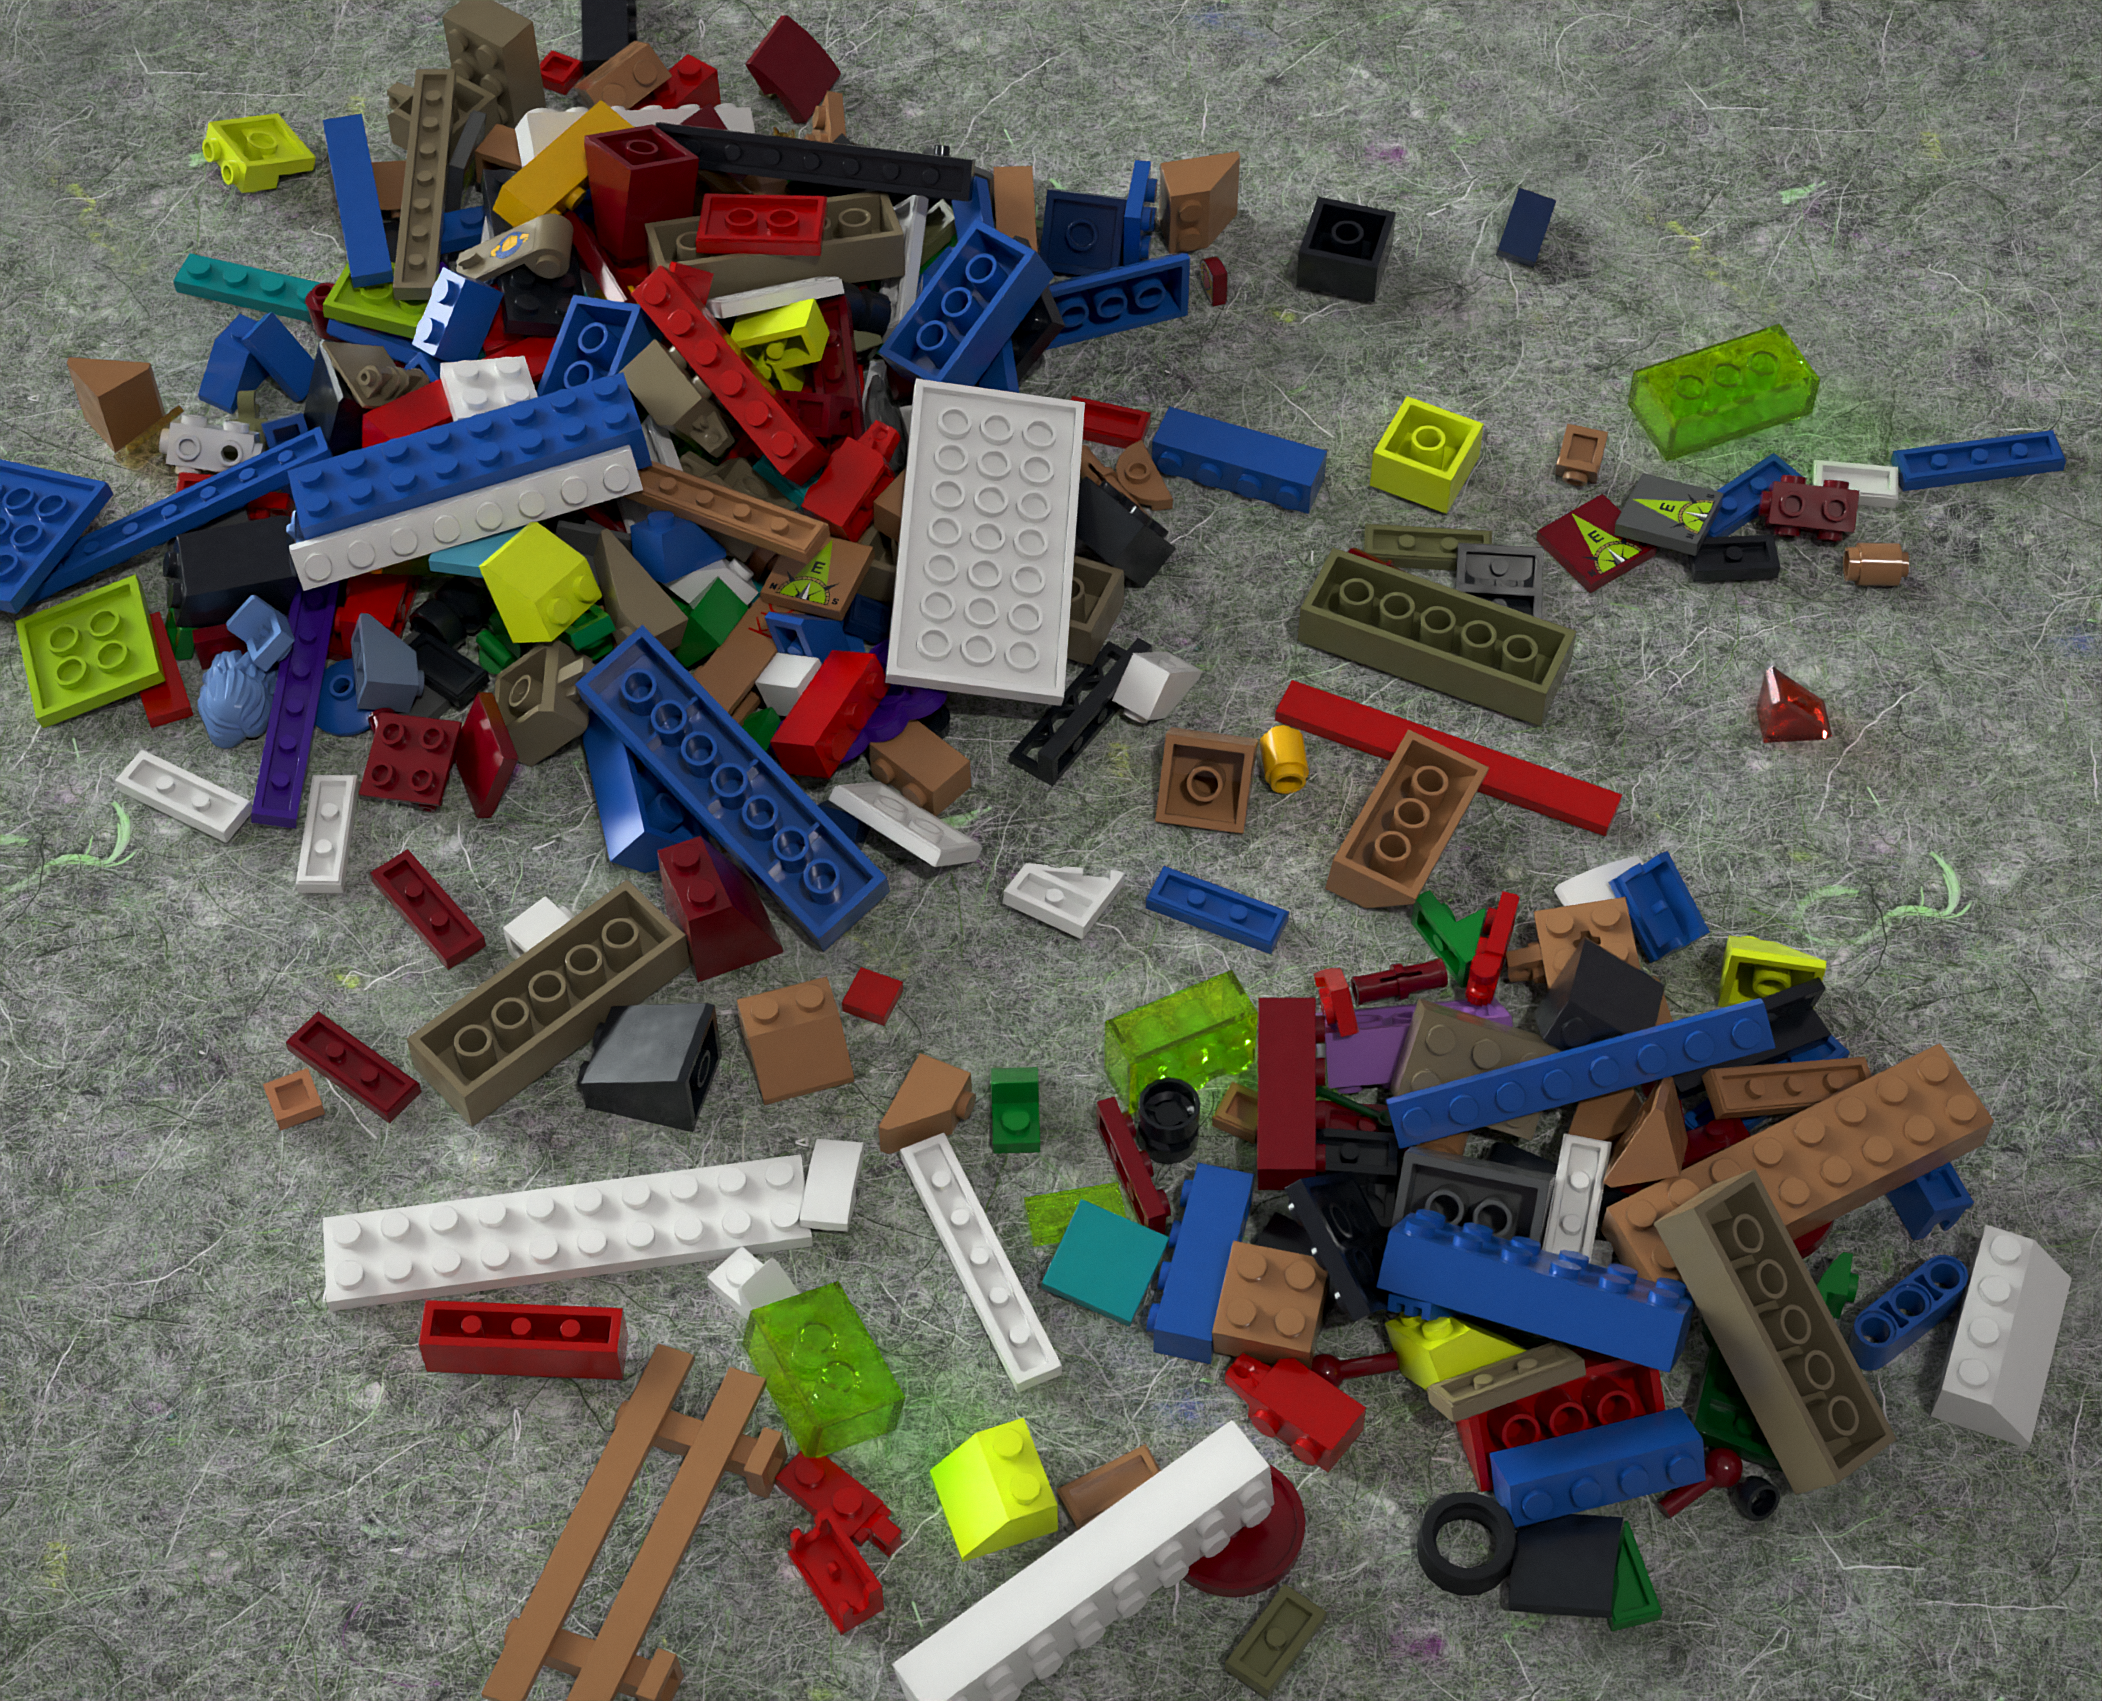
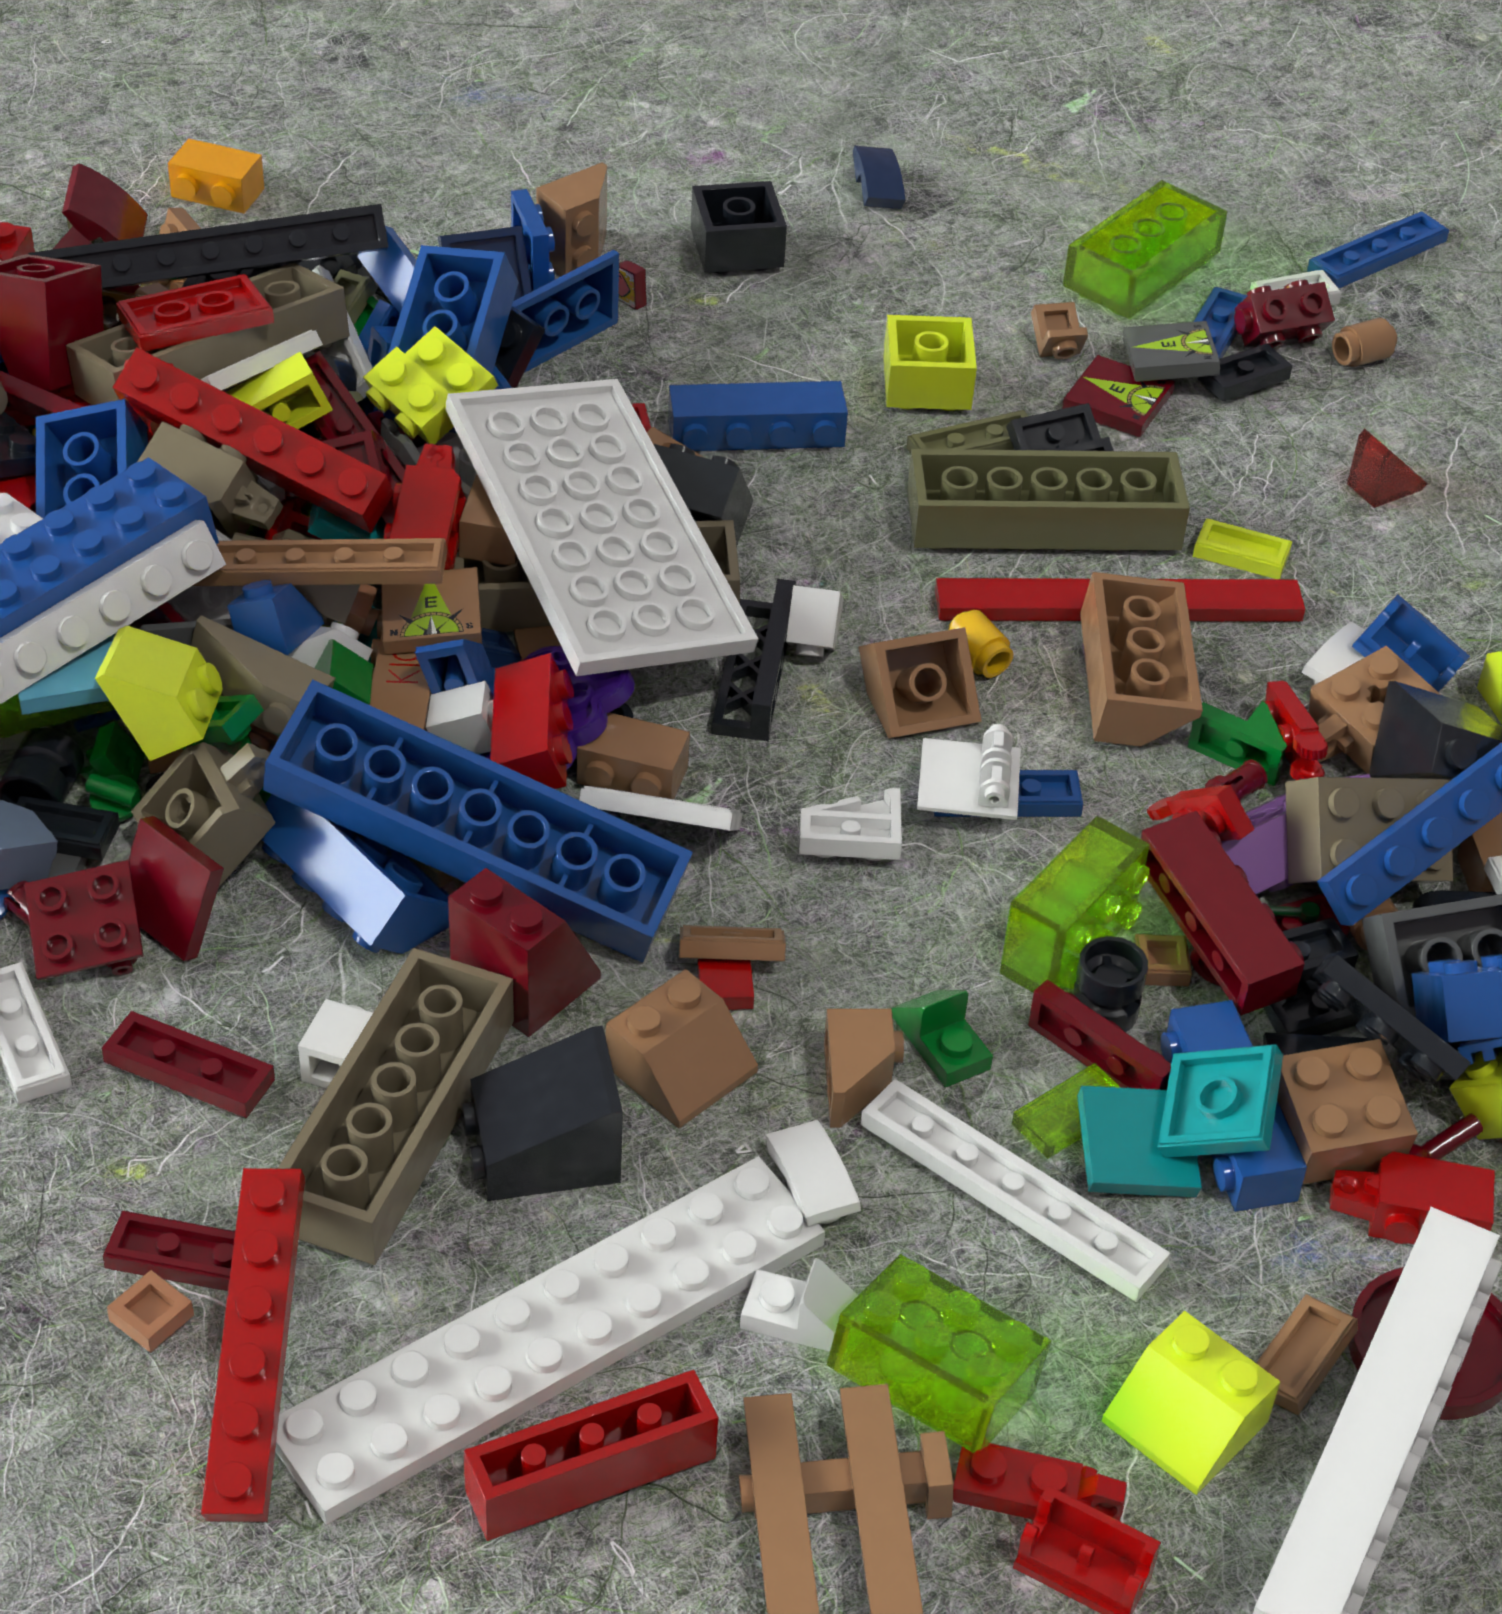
camera: 30 degrees left, 10 degrees down
(340, 1155) = (253, 1347): none -> red plate
(895, 963) = (732, 943): none -> medium nougat tile
(915, 350) = (418, 384): none -> neon yellow plate
(917, 50) = (216, 175): none -> light orange brick
(1172, 1258) = (1221, 1101): none -> teal tile
(1184, 886) = (971, 776): none -> white hinge
(1600, 744) = (1242, 548): none -> neon yellow tile

